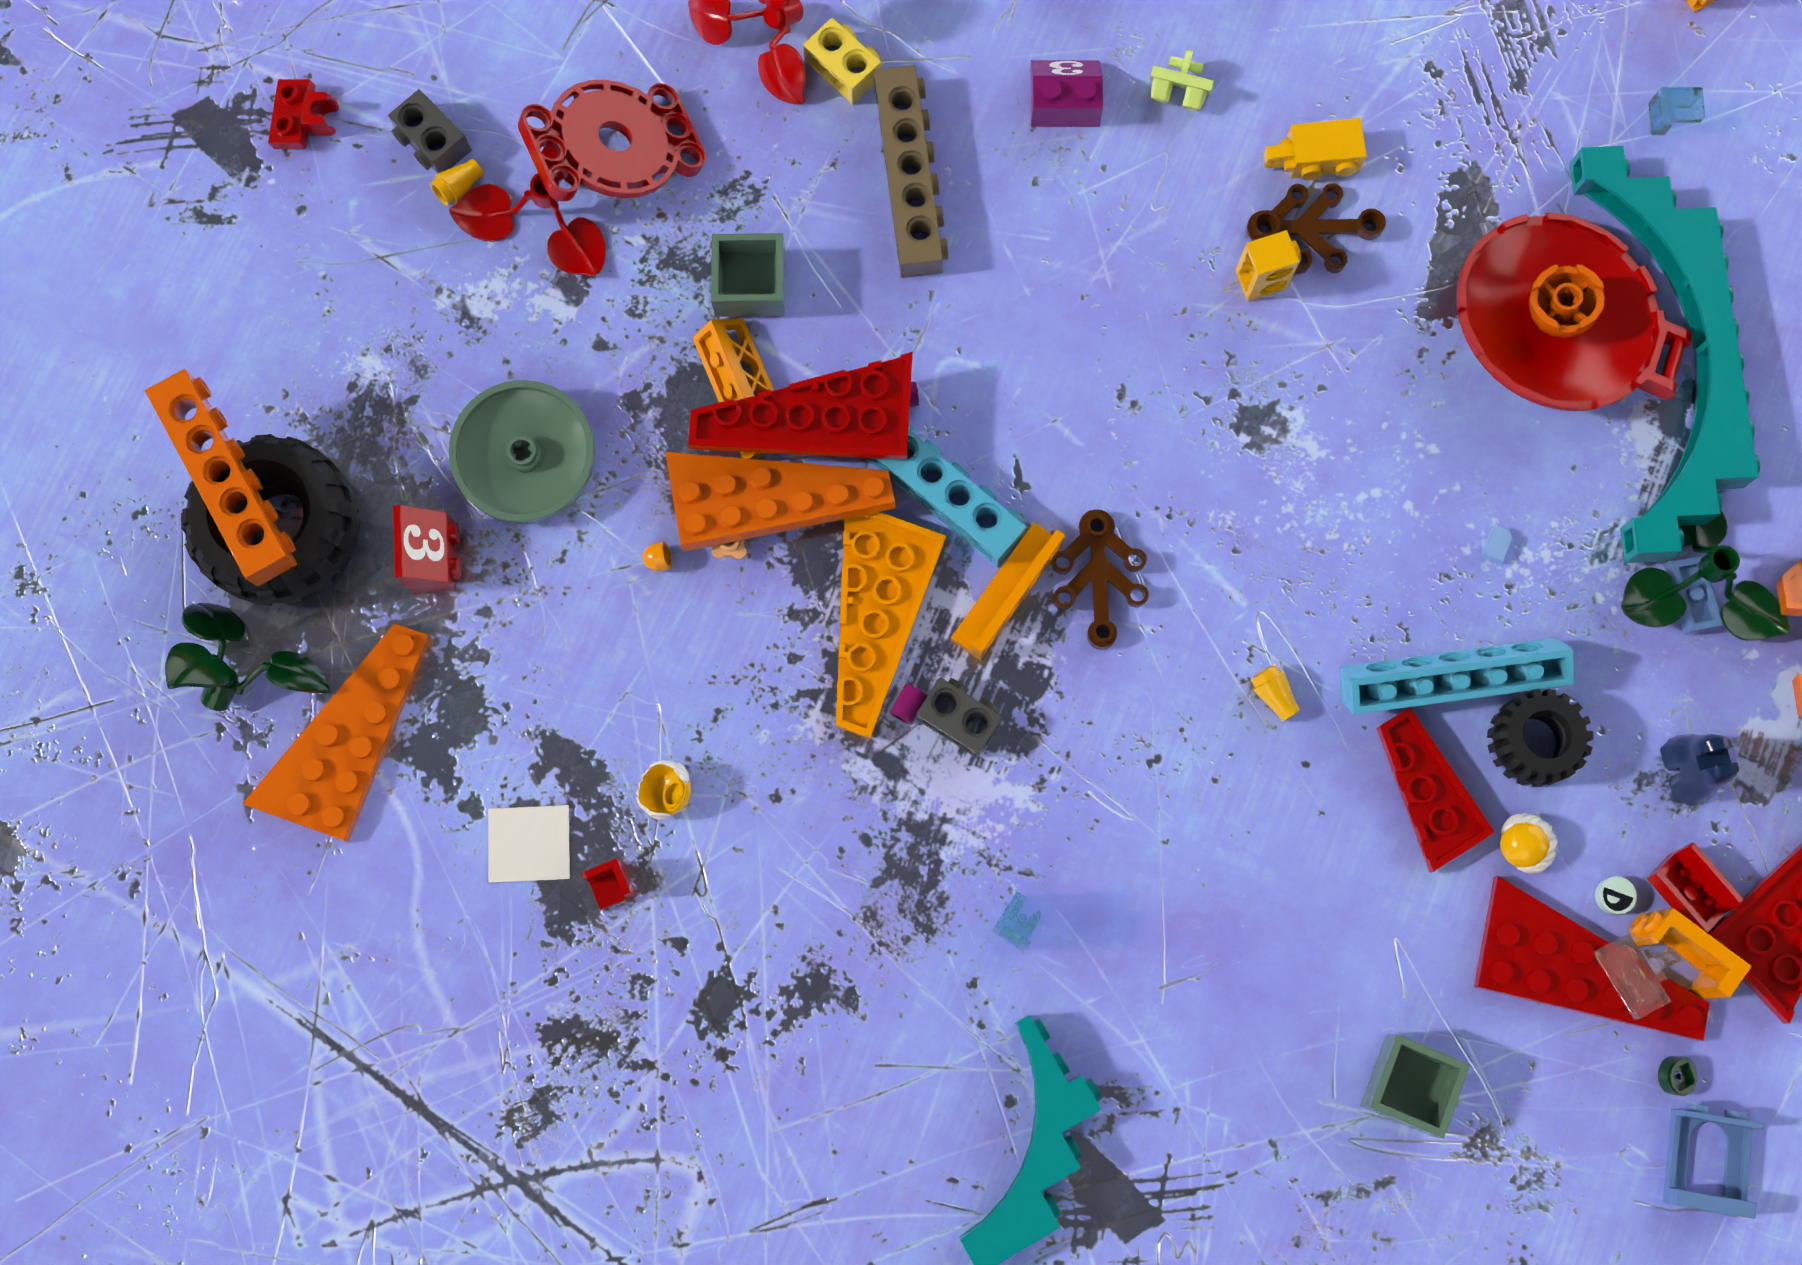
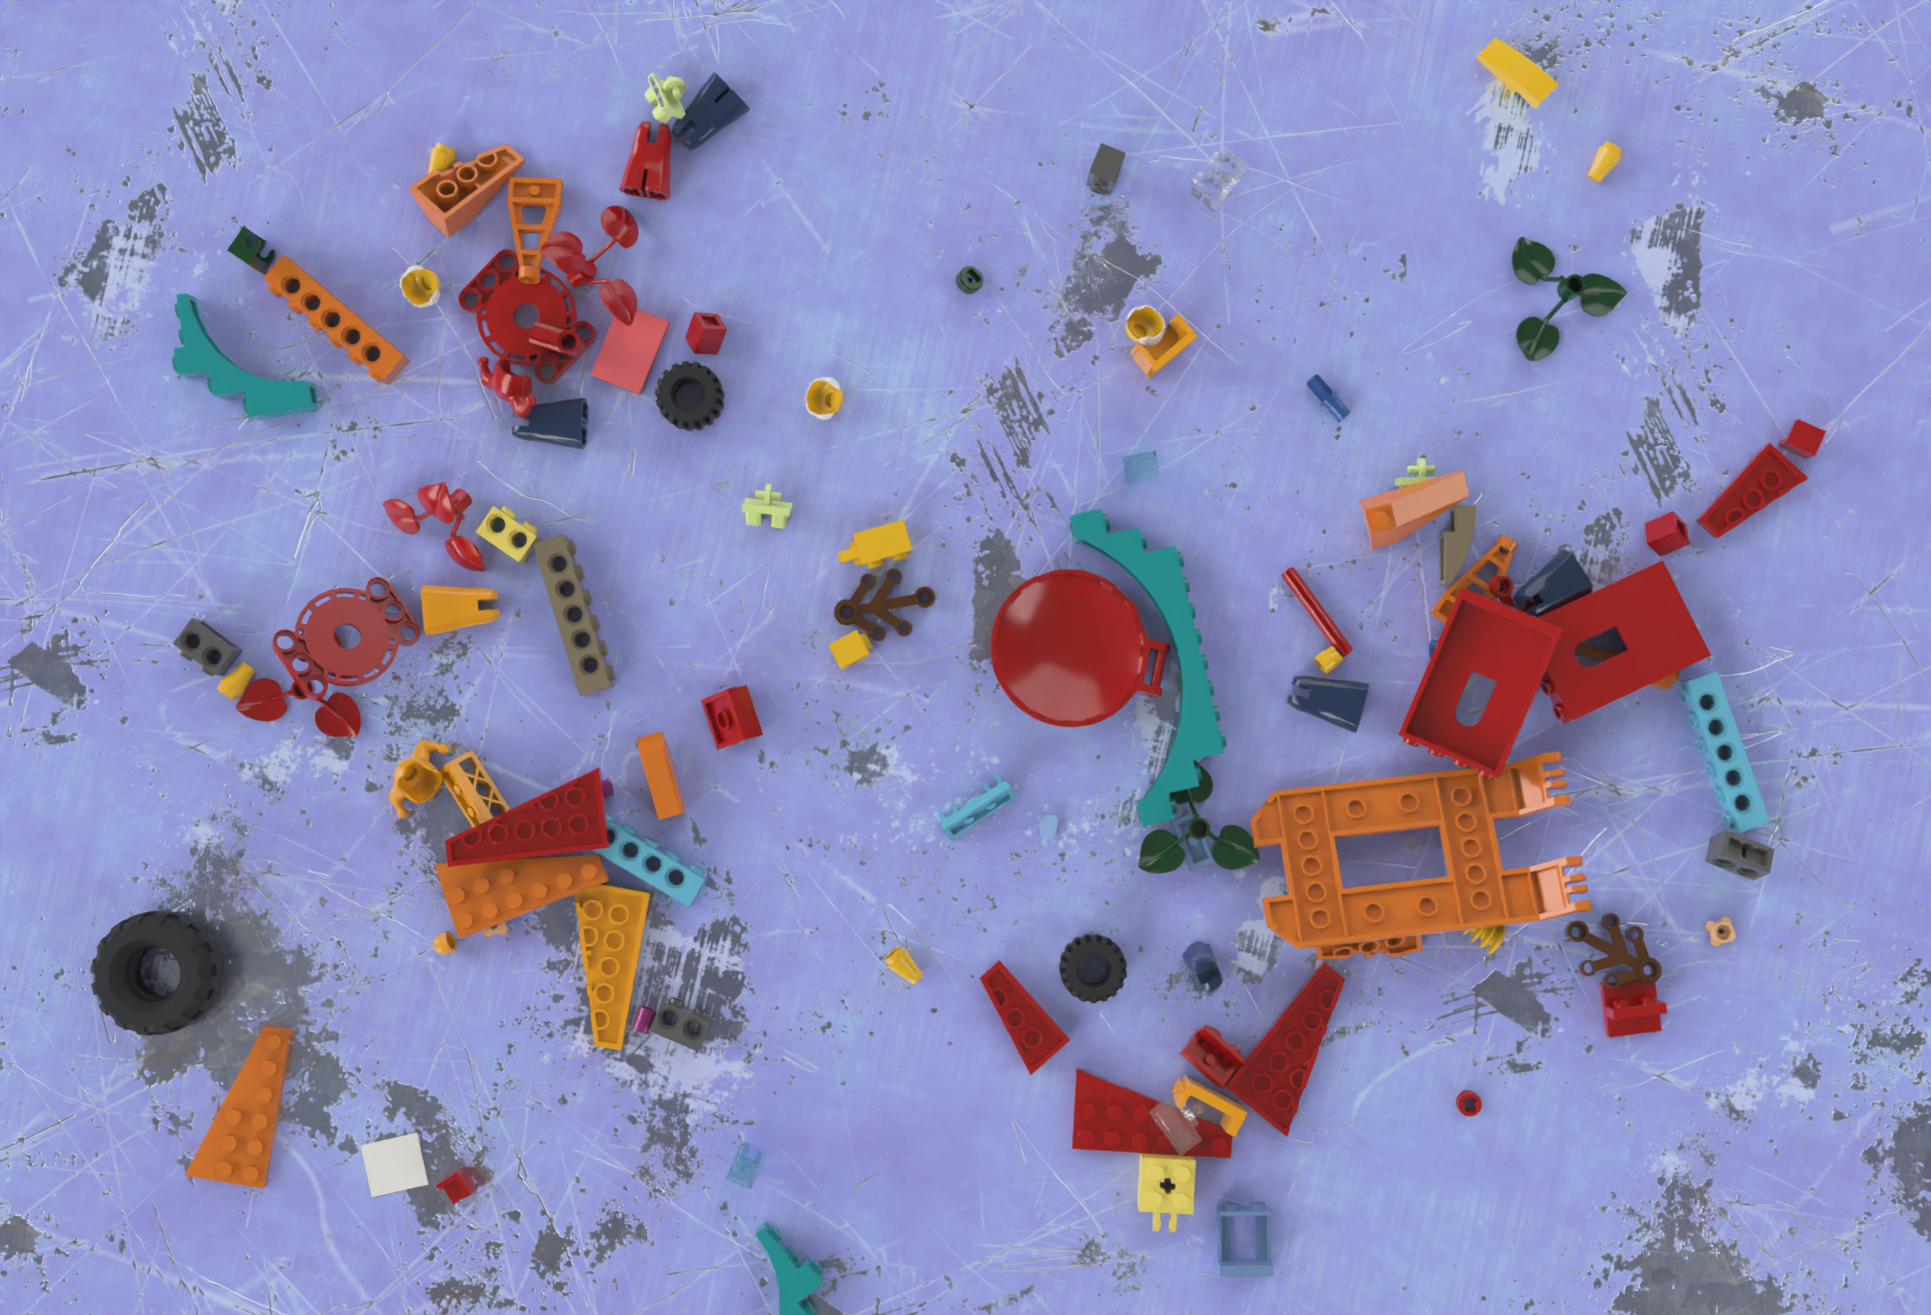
camera: 15 degrees left, 10 degrees up
(172, 401) = (99, 957): orange brick -> none
(195, 666) = (133, 1103): dark green plant -> none
(299, 112) = (104, 647): red plate -> none
(425, 549) = (274, 972): red slope -> none
(522, 452) = (329, 886): sand green dish -> none
(664, 789) = (481, 1113): yellow hair -> none
(665, 336) = (417, 777): none -> light orange piece
(748, 274) = (468, 721): sand green piece -> none
(759, 138) = (455, 608): none -> light orange piece
(987, 390) = (661, 775): none -> orange piece
(1007, 590) = (701, 923): light orange fence -> none
(1066, 93) = (681, 528): magenta slope -> none
(1092, 328) = (731, 716): none -> red bracket
(1099, 571) = (765, 898): reddish brown plant -> none
(1405, 502) = (977, 808): none -> medium azure plate
(1415, 1085) = (1034, 1227): sand green piece -> none
(1456, 675) = (1027, 934): medium azure brick -> none
(1528, 843) = (1095, 1041): yellow hair -> none
(1566, 300) = (1059, 639): orange cylinder -> none
(1586, 1069) = (1174, 1199): none -> light yellow hinge
(1615, 895) = (1161, 1067): light aqua tile -> none
(1677, 1075) = (1215, 1185): dark green tile -> none

